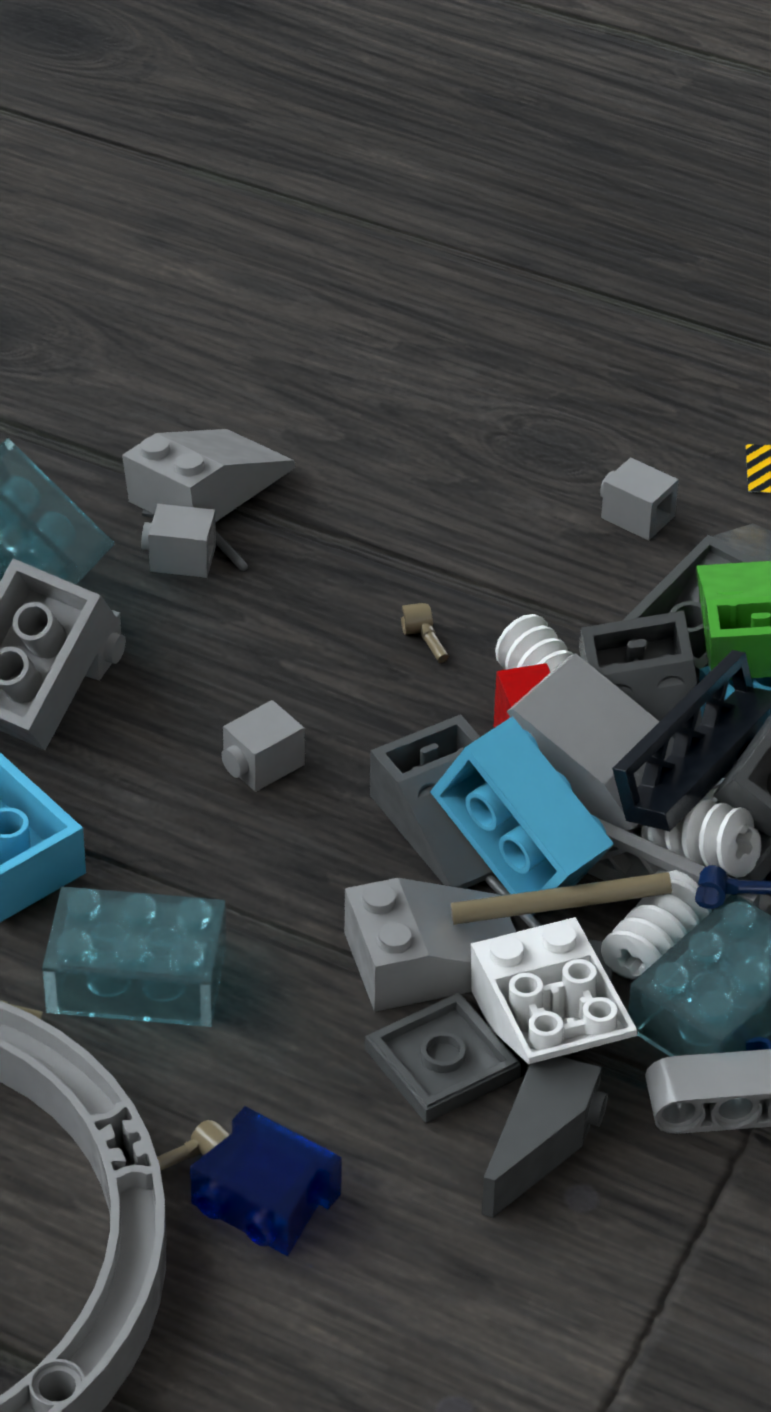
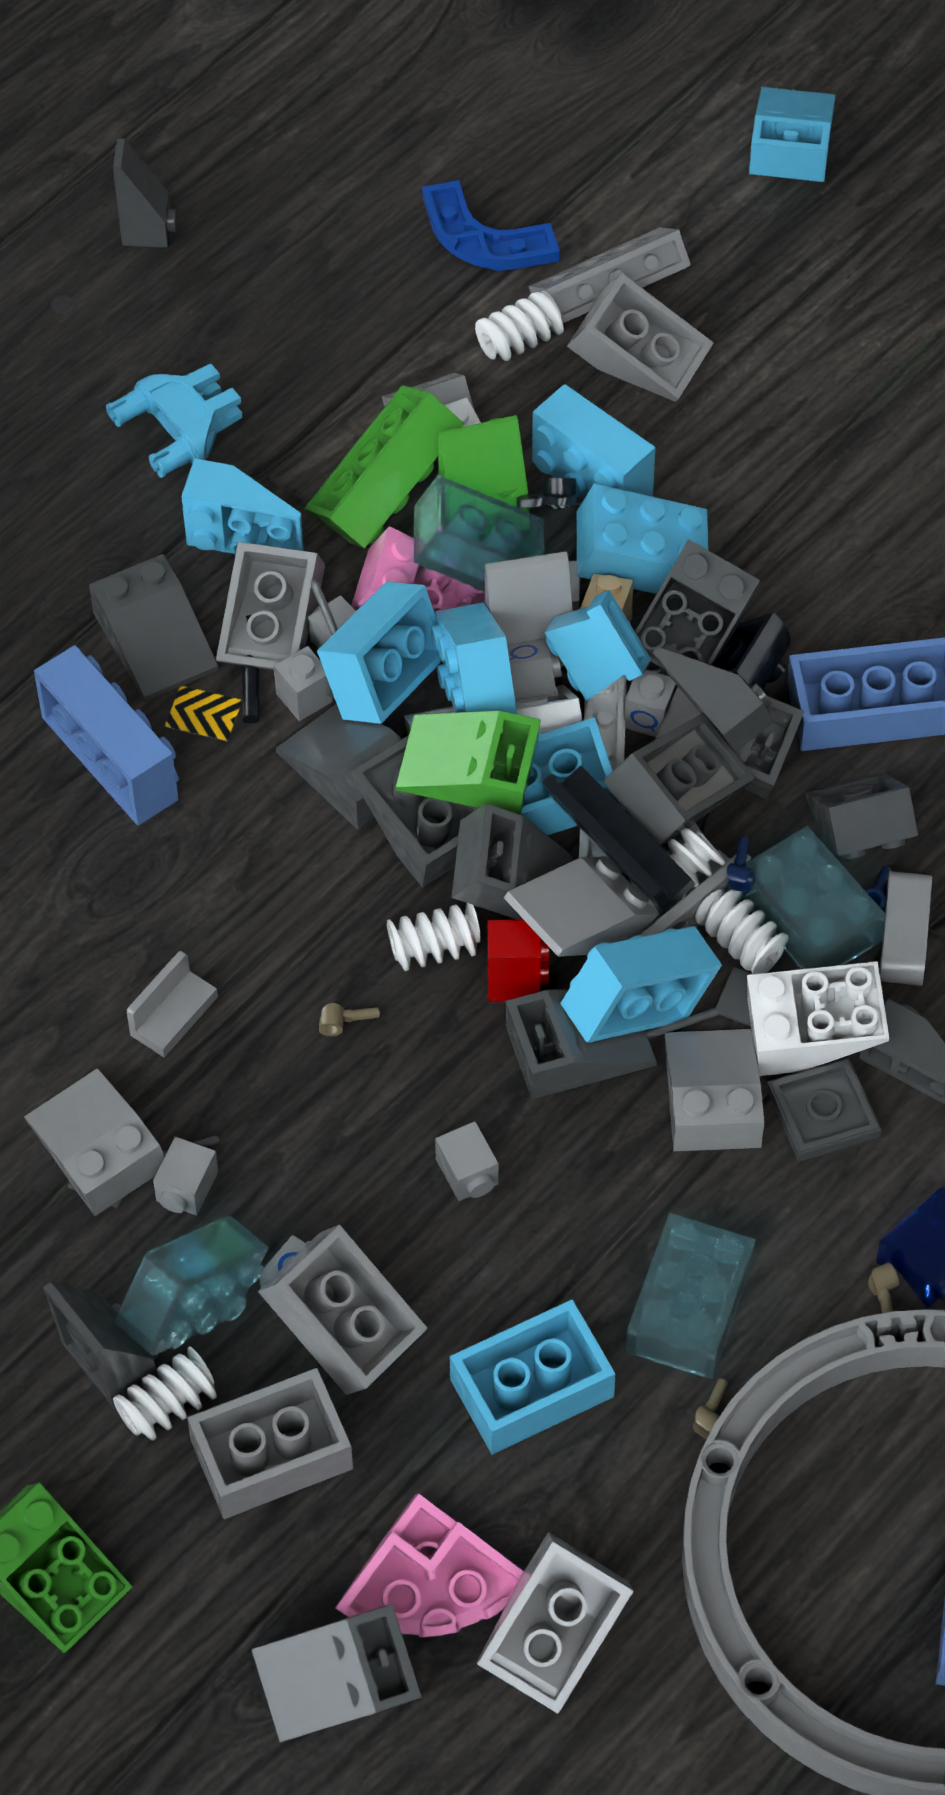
camera: 75 degrees left, 15 degrees up
(389, 493) = (169, 1006): none -> light grey panel
(561, 898) = (721, 982): dark tan bar -> none
(639, 498) = (232, 818): light grey brick -> none
(690, 379) = (107, 734): none -> medium blue brick

